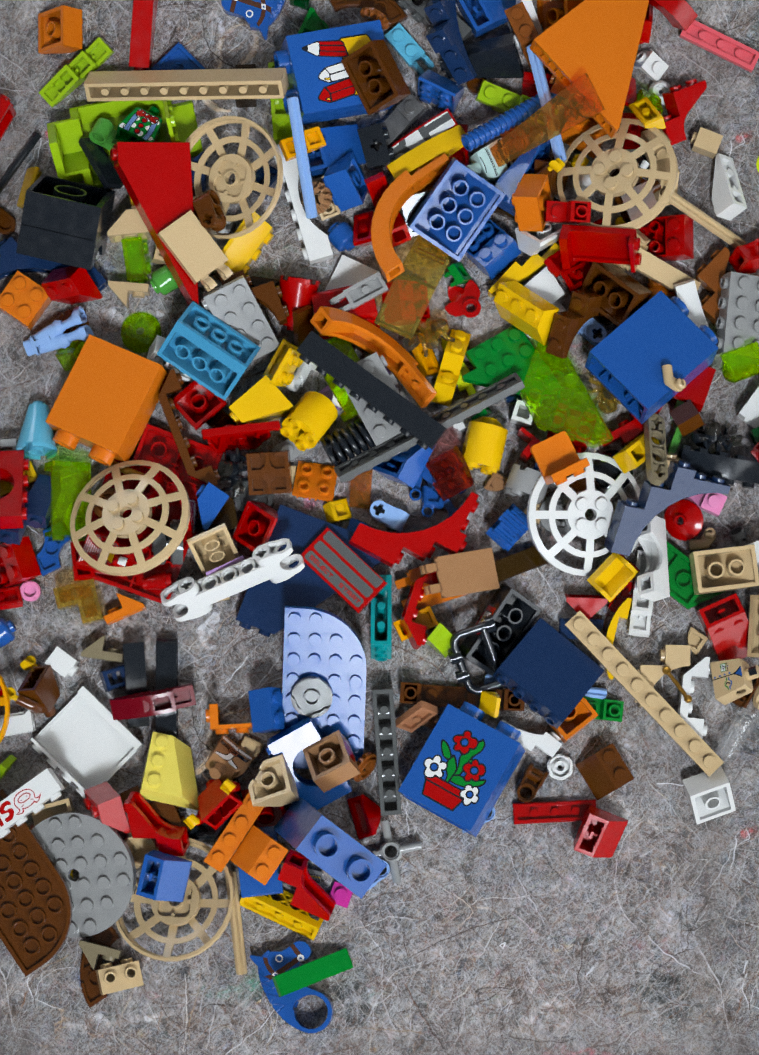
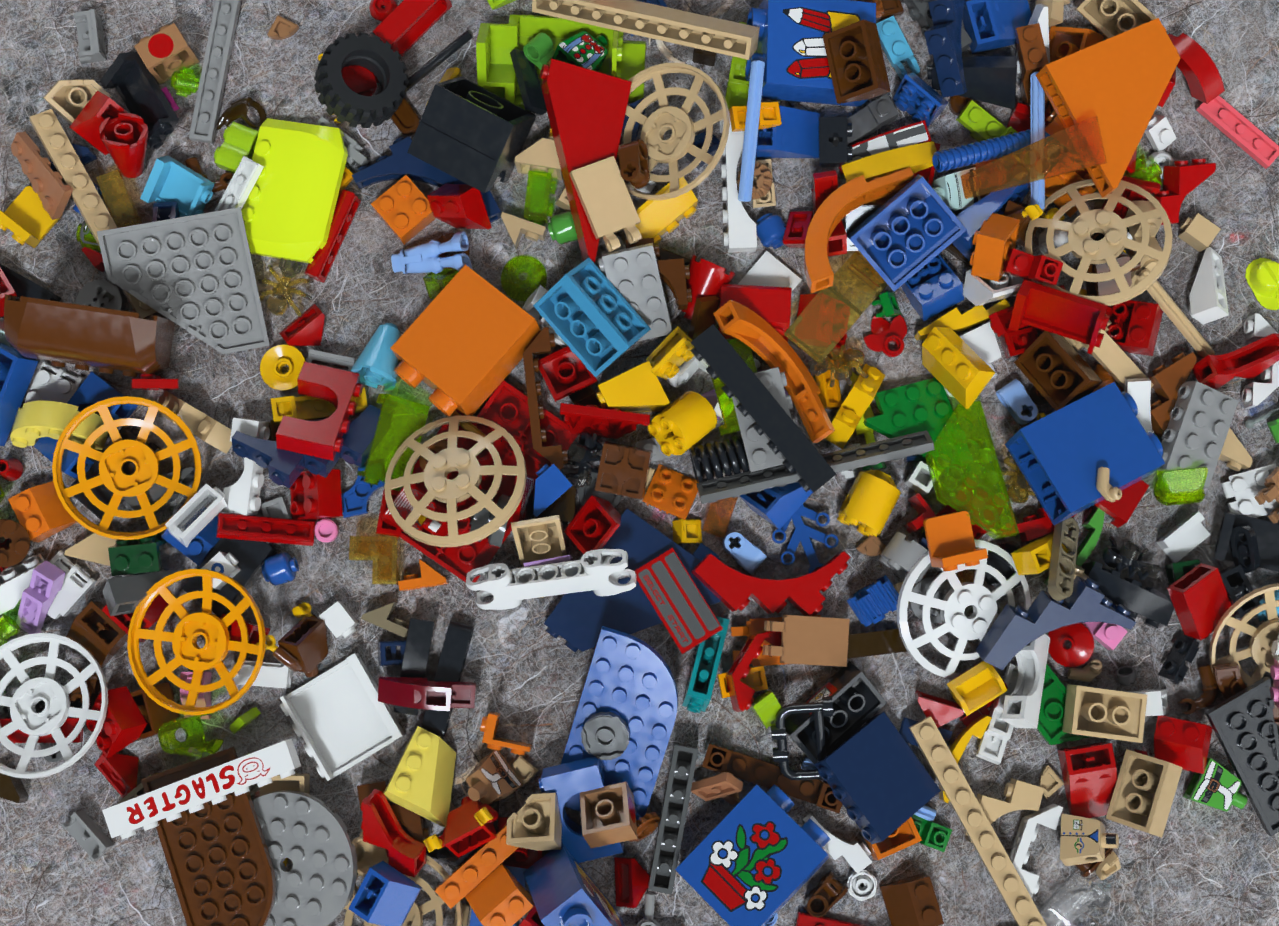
camera: 10 degrees right, 0 degrees up
(106, 806) = (342, 798): slope -> none
(158, 581) = (469, 558): red cone -> none
(267, 710) = (551, 736): blue slope -> none
(346, 182) = (791, 172): blue slope -> none
(362, 292) = (779, 296): light grey hinge -> none
(430, 498) = (795, 546): blue tile -> none
(450, 473) = (824, 523): clear red slope -> none
(490, 703) = (803, 794): yellow slope -> none
(566, 324) = (1000, 391): reddish brown arch -> none
(647, 114) = (1149, 181): yellow slope -> none
(667, 671) = (1010, 809): pearl gold hinge -> none
(686, 418) = (1105, 531): reddish brown panel -> none

